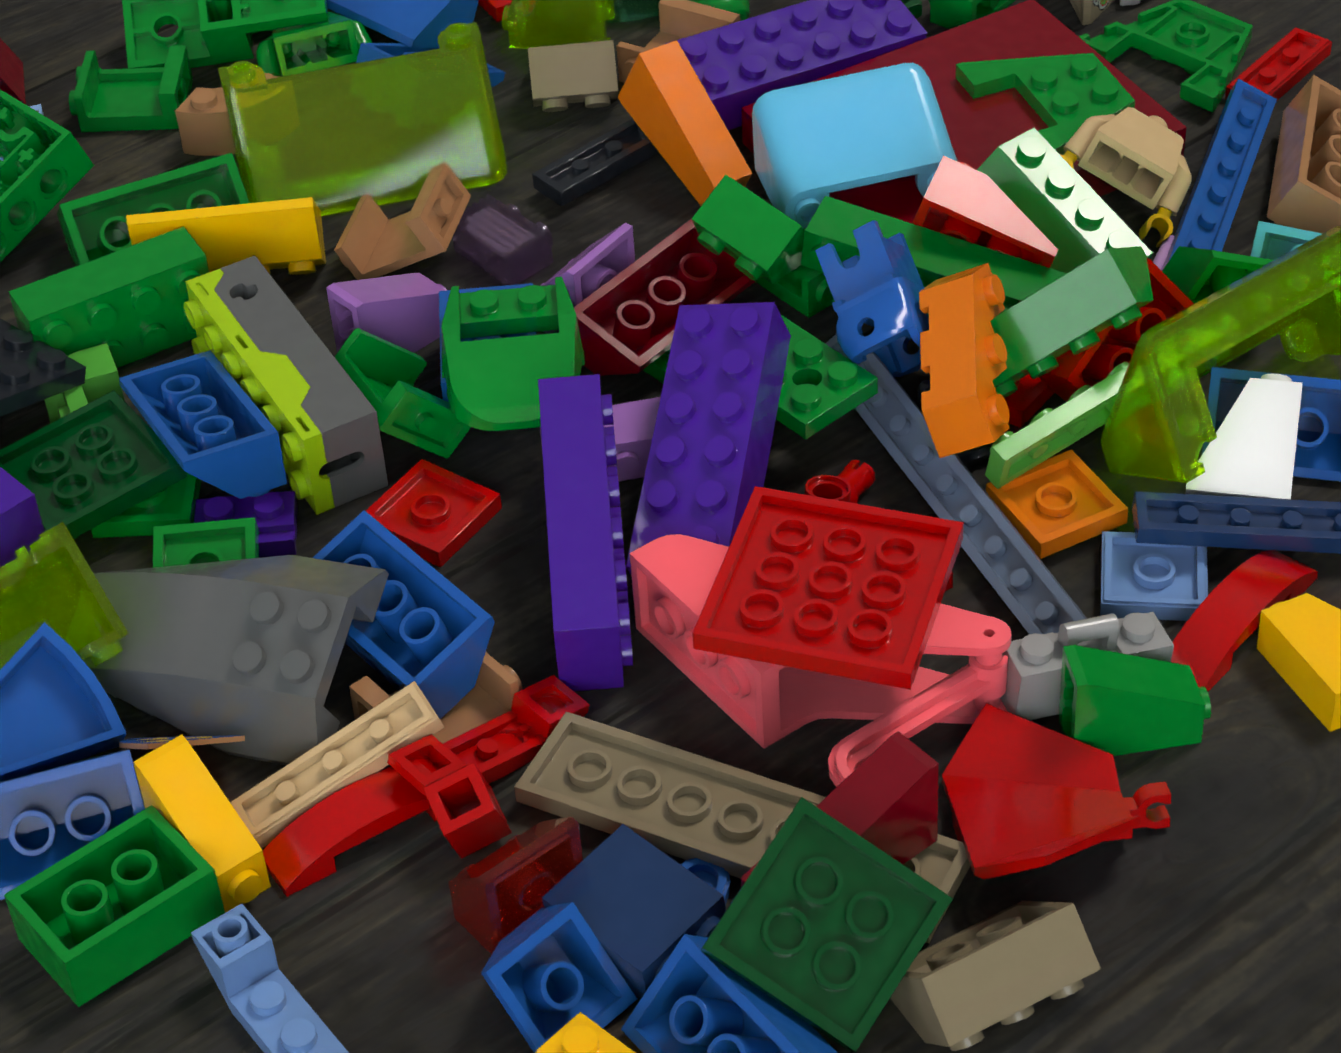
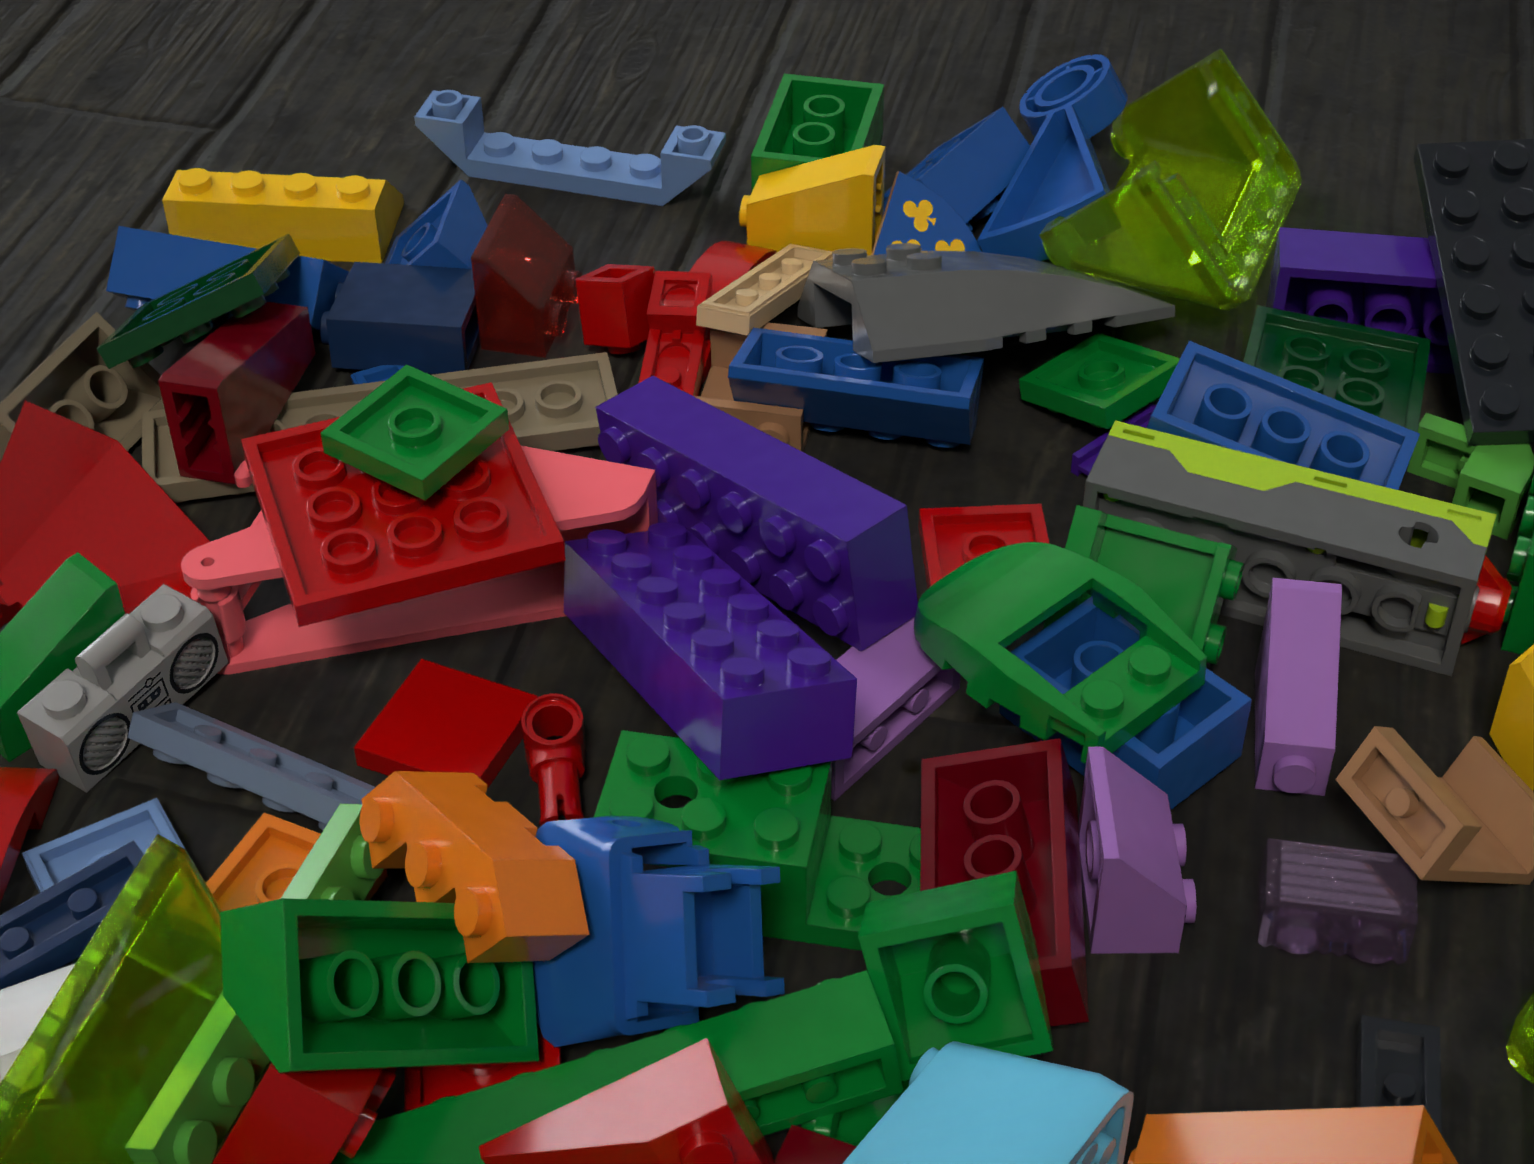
camera: 140 degrees right, 0 degrees up
(792, 584) = (415, 431): none -> green plate

